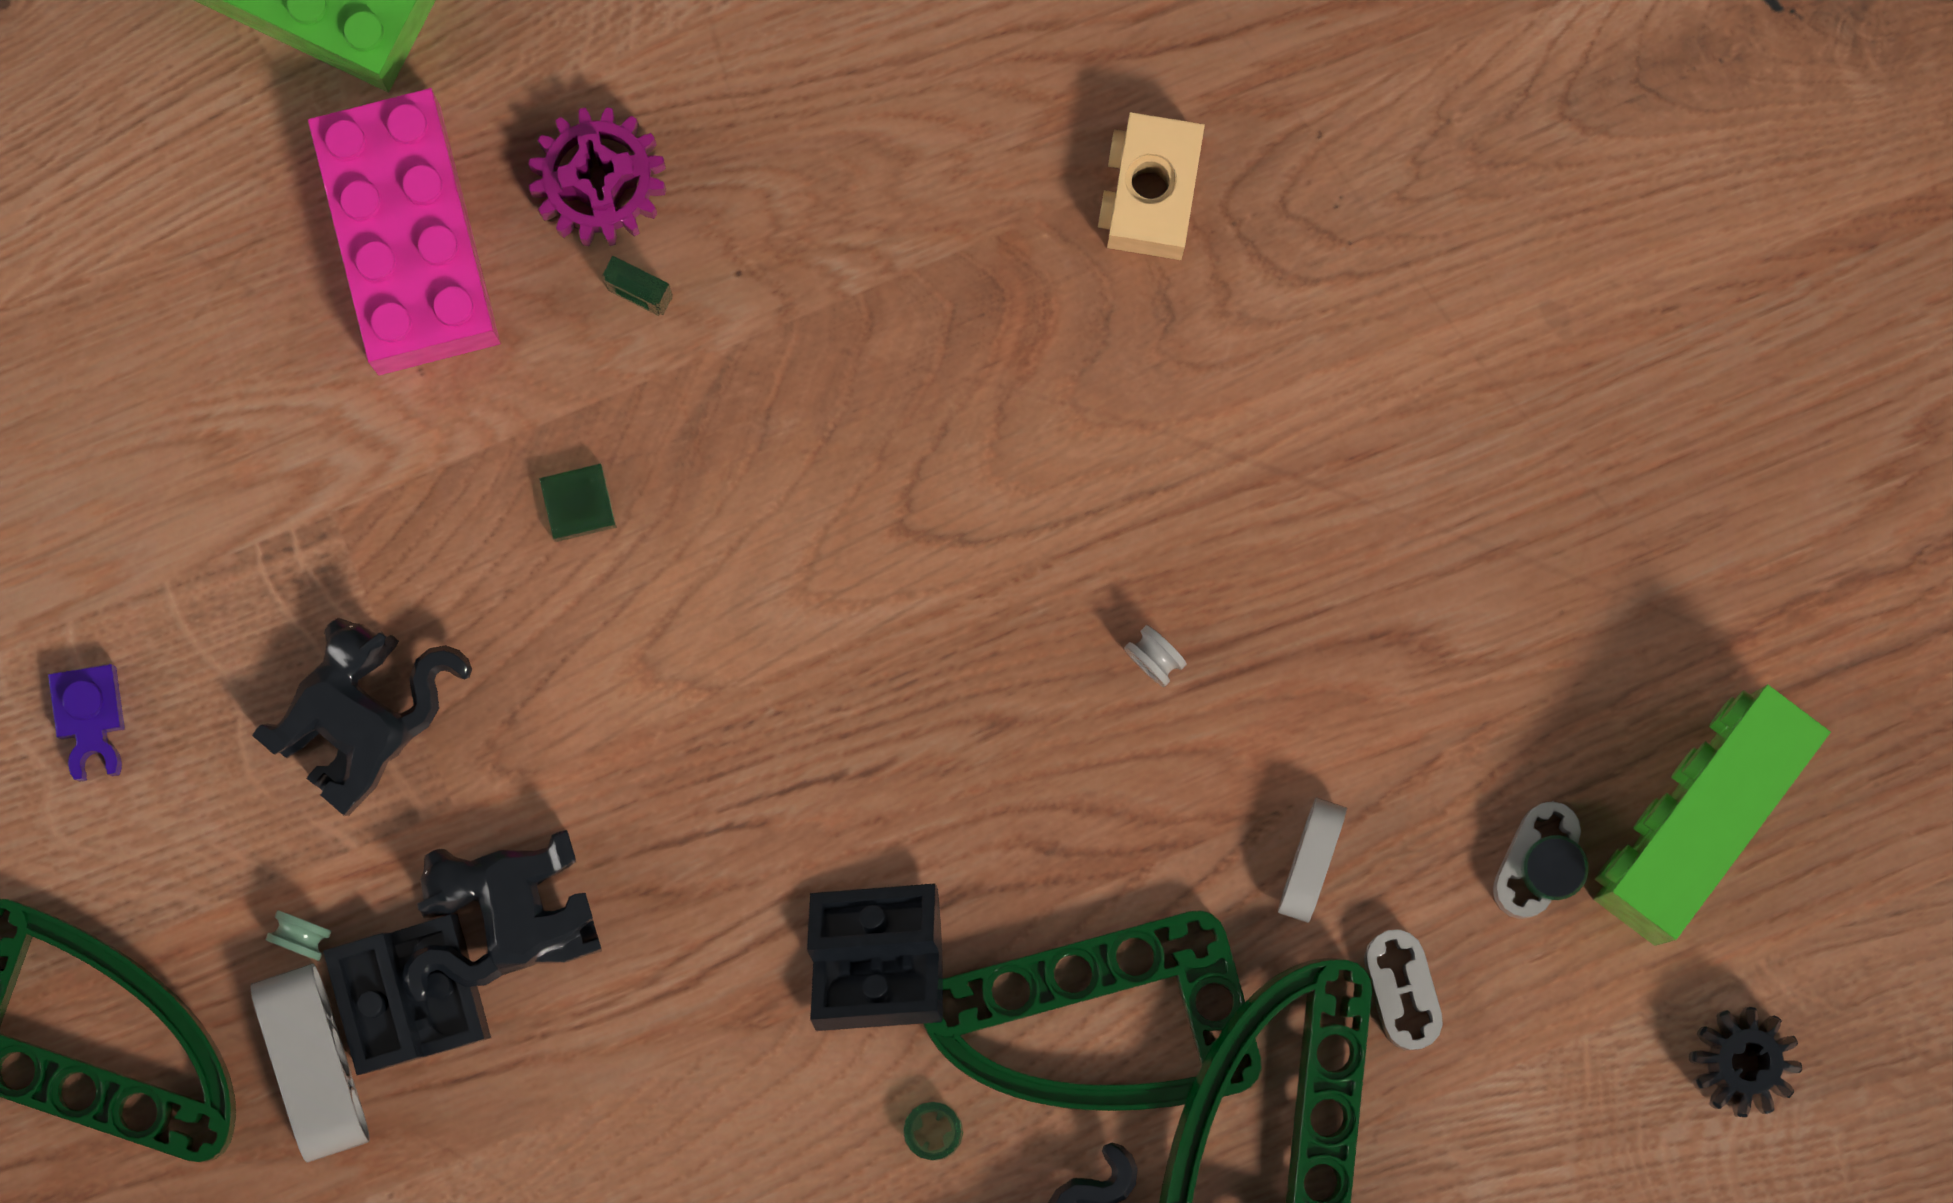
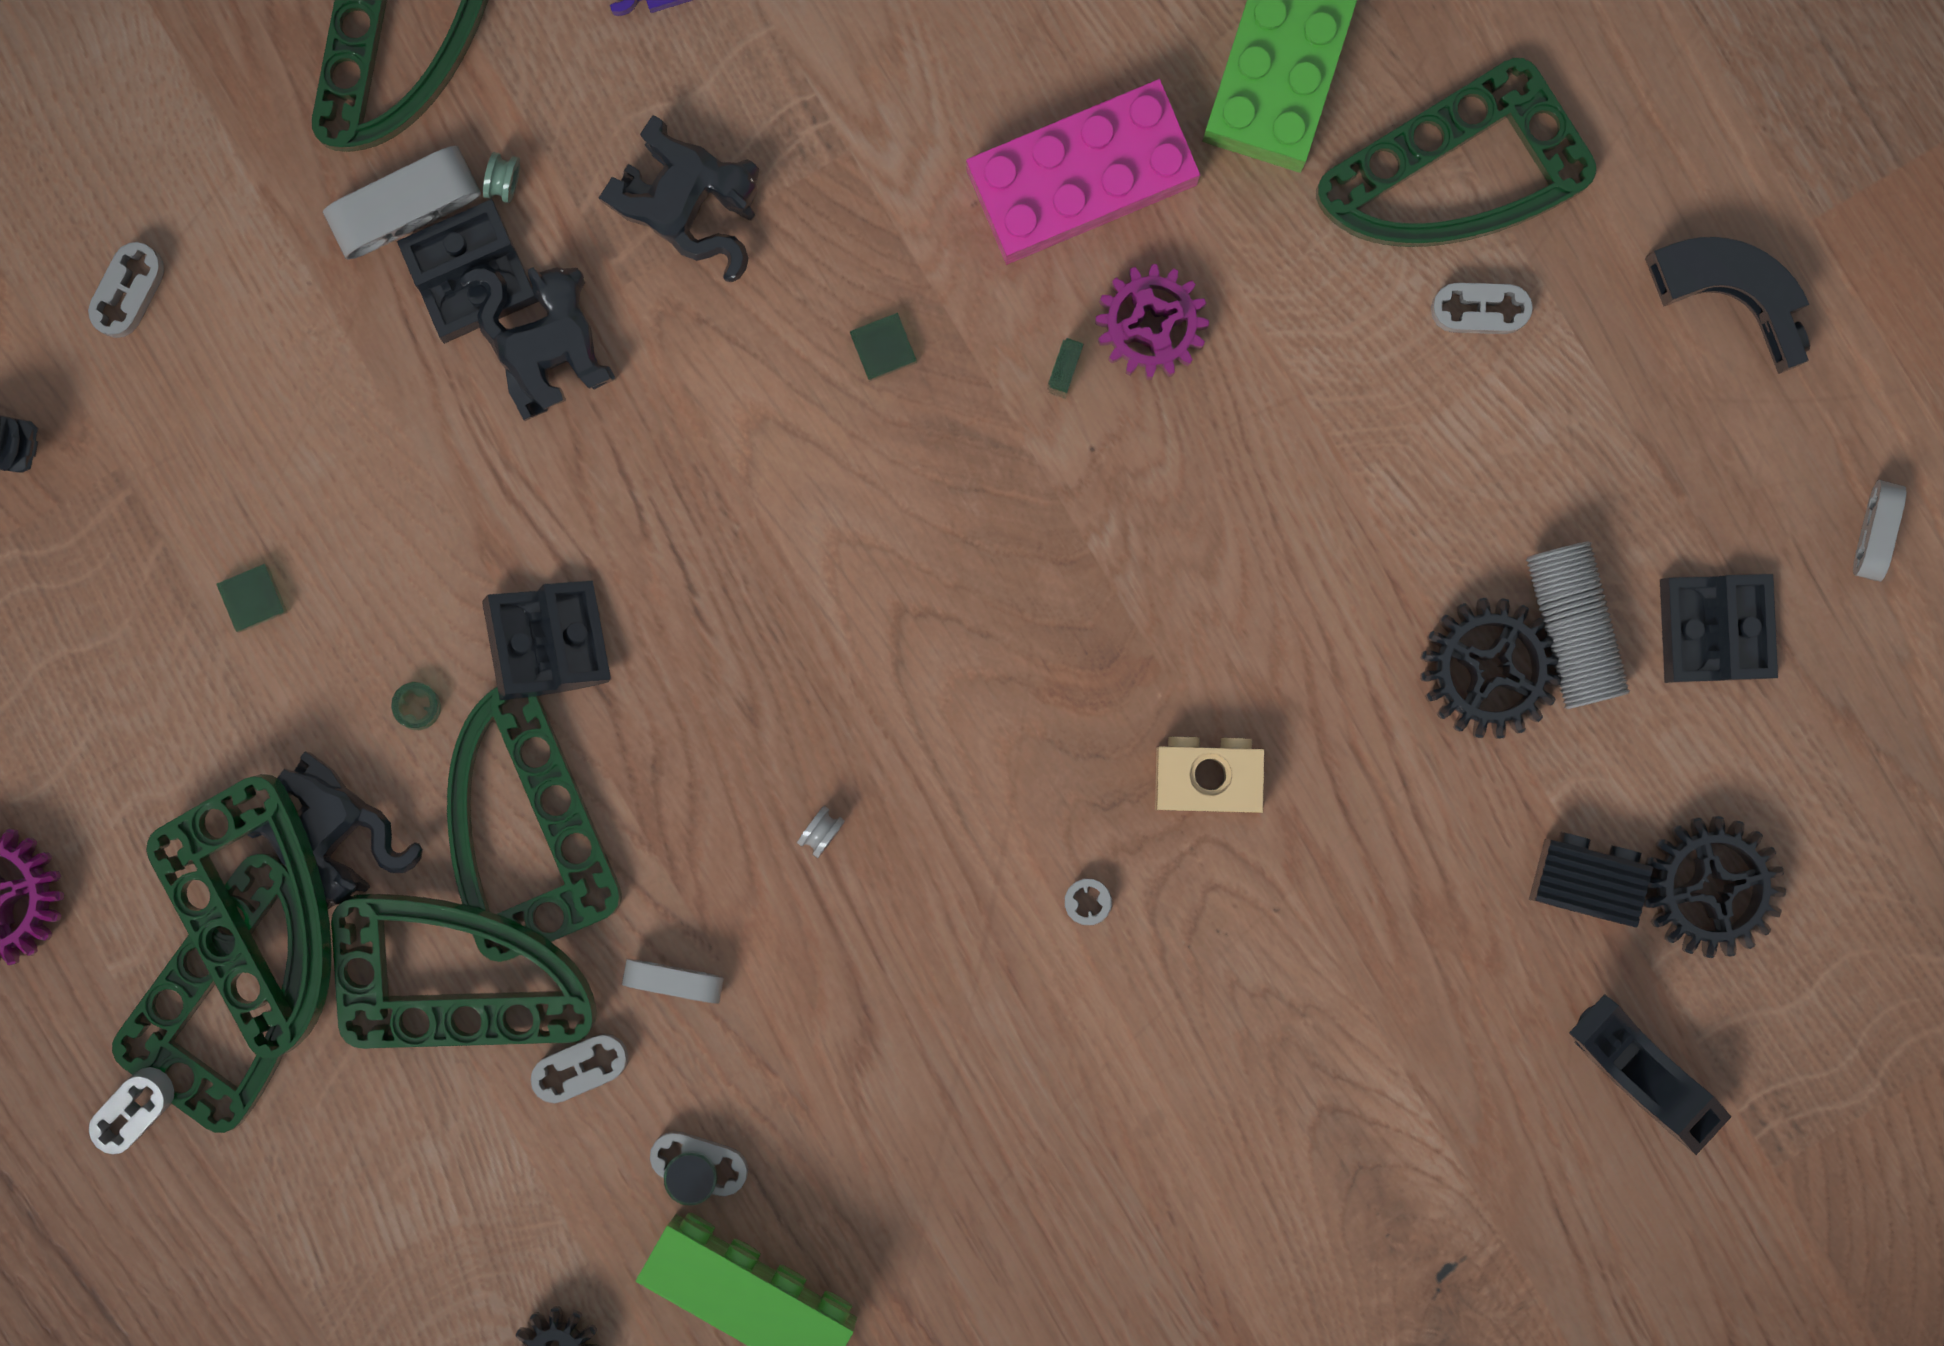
camera: 90 degrees right, 5 degrees up
(1280, 332) = (1103, 899): none -> light grey bush

